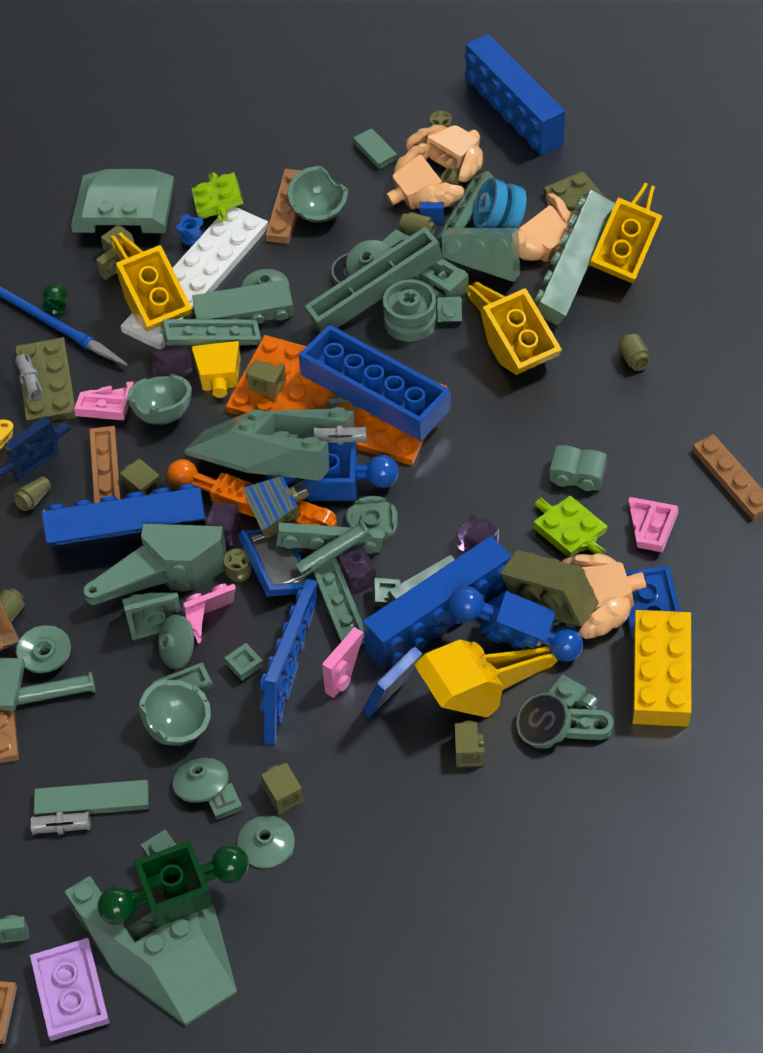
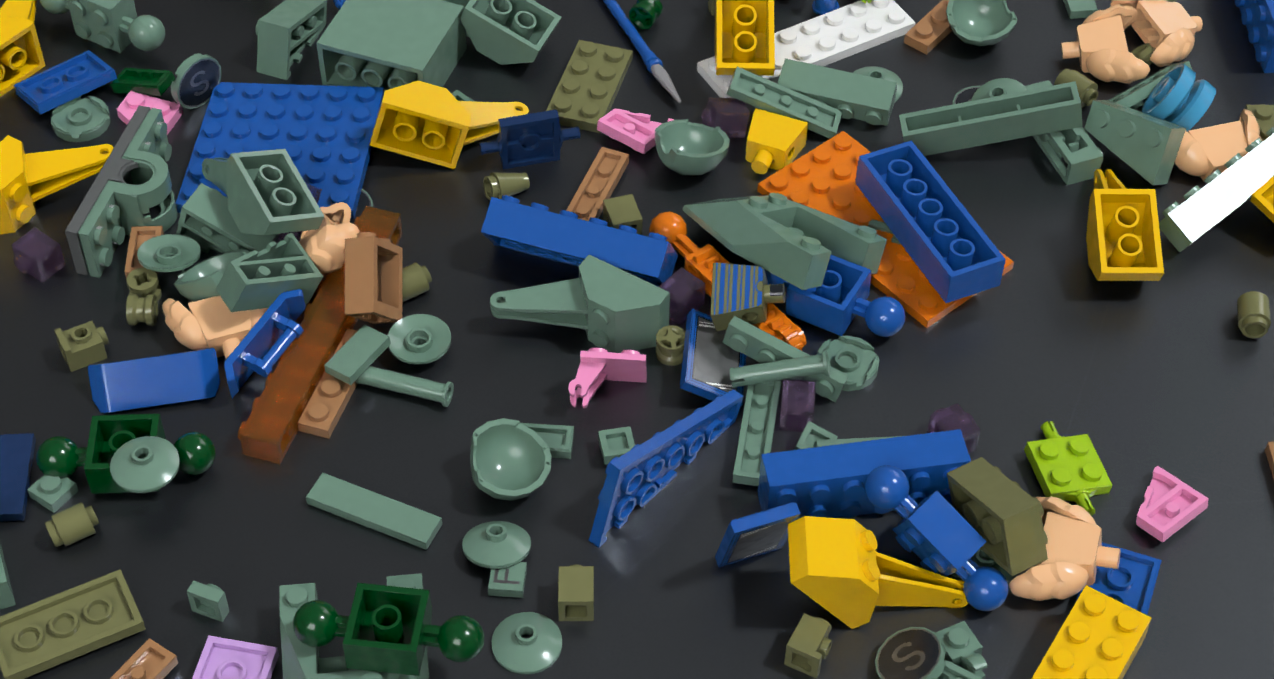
camera: 25 degrees right, 5 degrees down
(29, 377) = (570, 71): light grey pin -> none
(41, 824) = (307, 512): light grey pin -> none
(148, 612) = (547, 352): sand green slope -> none
(176, 641) = (555, 390): sand green dish -> none
(266, 378) = (814, 170): olive brick -> none
(340, 663) = (715, 490): bright pink wing -> none
(341, 434) = (874, 263): light grey pin -> none
(409, 310) = (1016, 167): sand green wheel -> none
(433, 210) = (1104, 79): blue tile -> none
(449, 309) = (1062, 185): sand green plate -> none
(578, 467) = (1113, 408): sand green brick -> none

